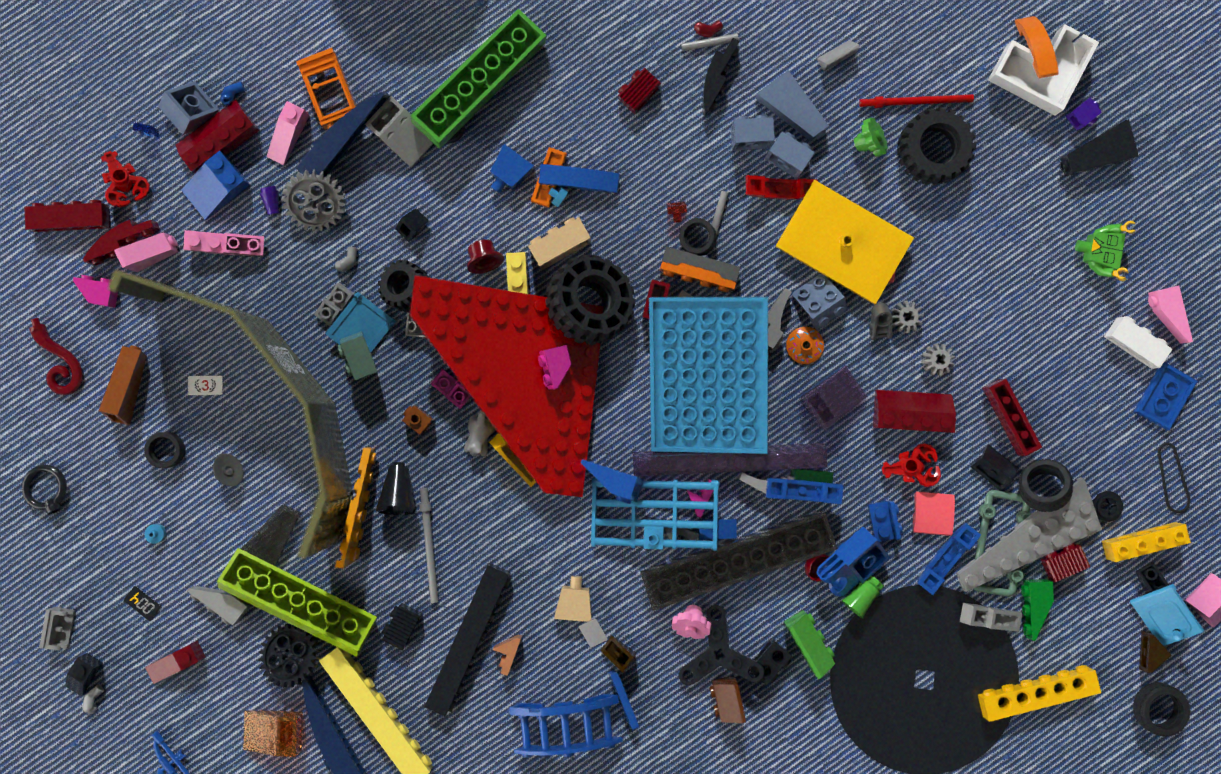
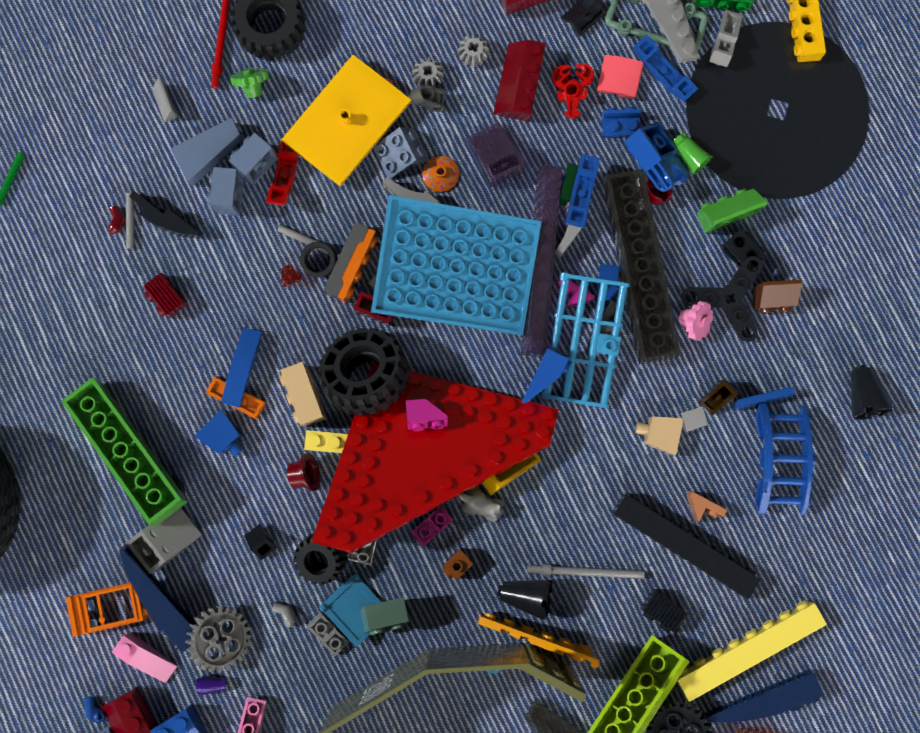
camera: 80 degrees left, 5 degrees down
(558, 196) = (255, 390): dark azure tile -> none

